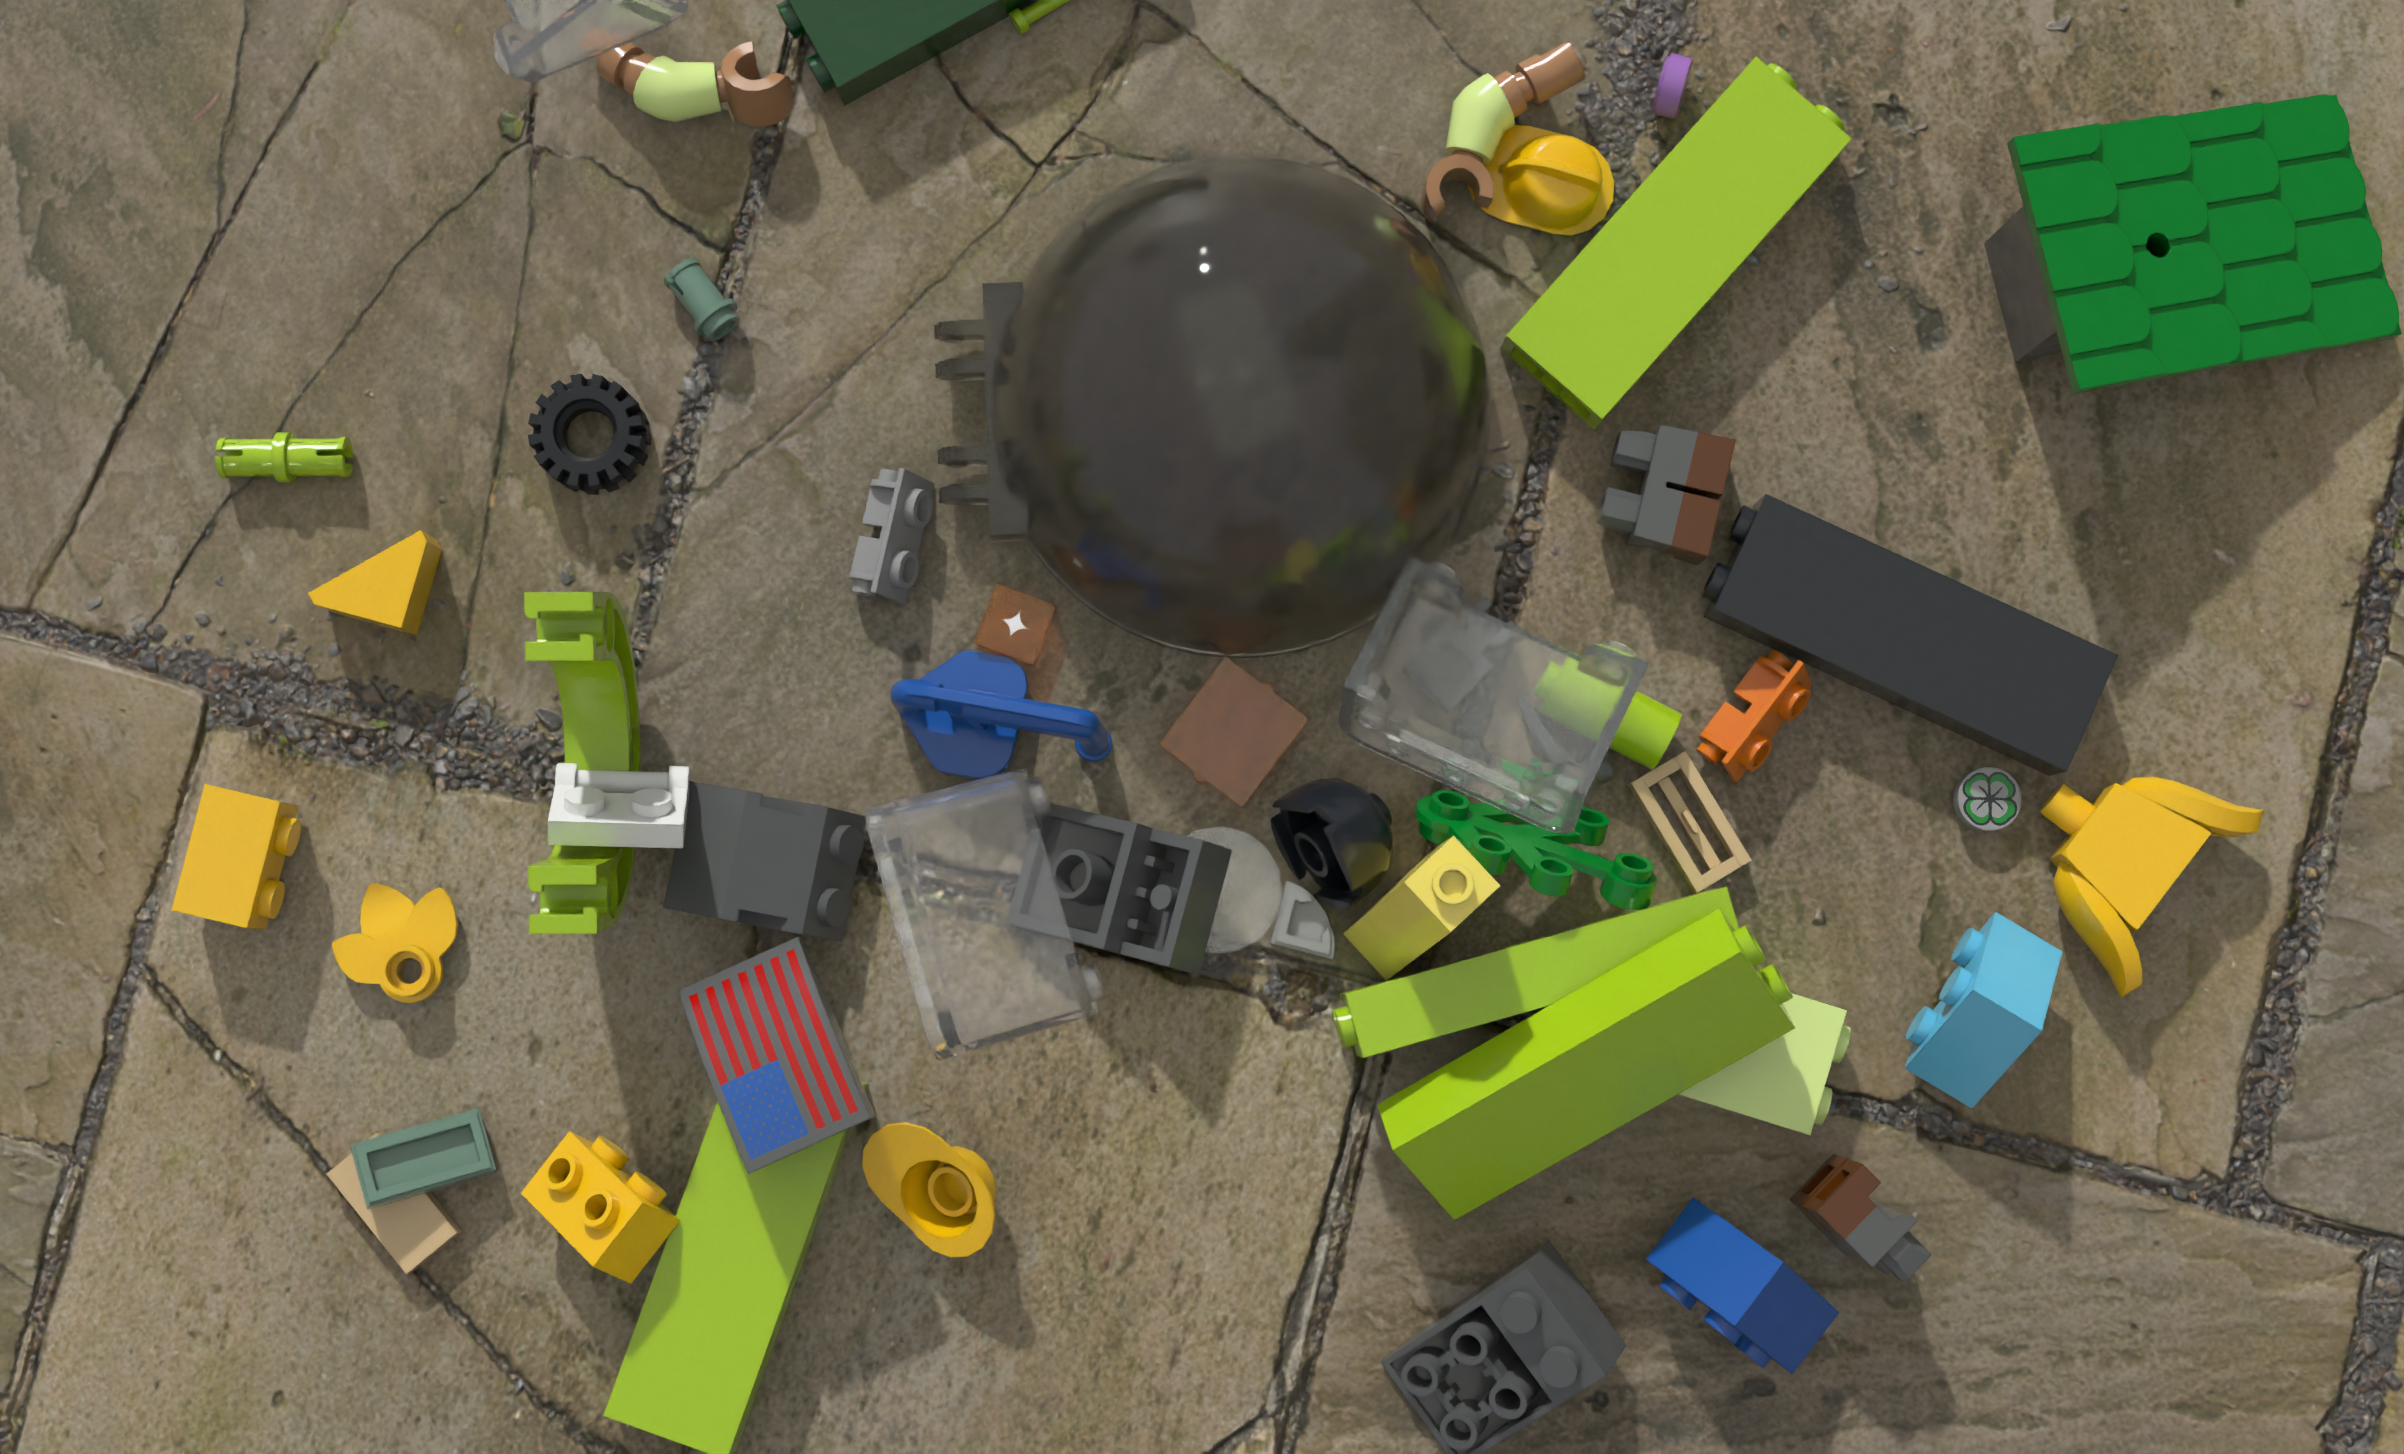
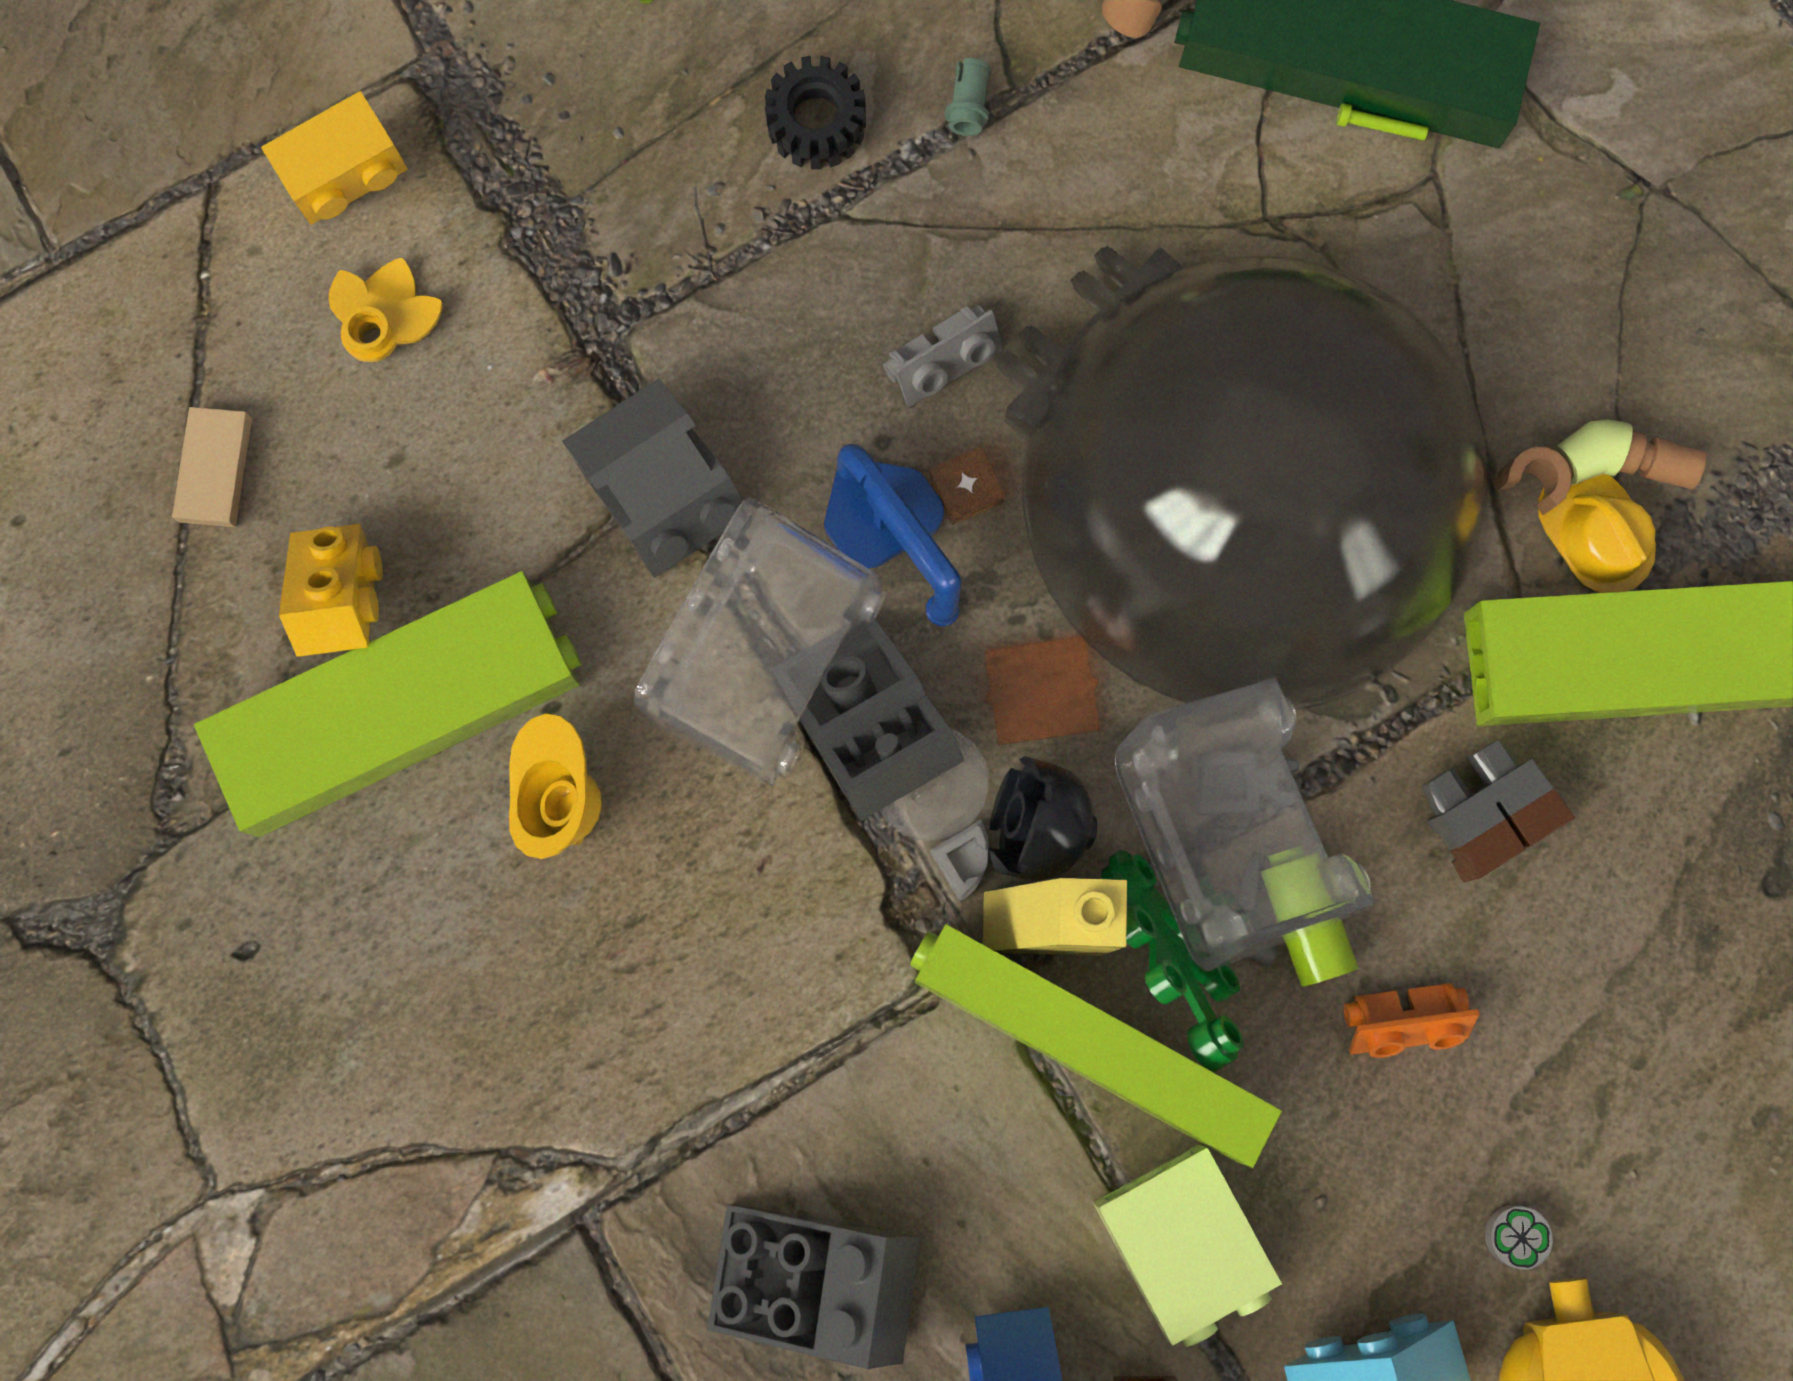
camera: 45 degrees right, 5 degrees down
(388, 587) = (598, 85): yellow slope -> none
(423, 1158) = (255, 454): sand green tile -> none
(597, 685) = (590, 342): lime piece -> none
(619, 807) = (595, 342): white plate -> none
(775, 1055) = (532, 599): slope -> none
(1588, 1063) = (1068, 1139): lime brick -> none
(1672, 85) = (1750, 549): medium lavender tile -> none
(1709, 807) = (1316, 1051): tan tile -> none
(1908, 635) = (1572, 1072): black brick -> none

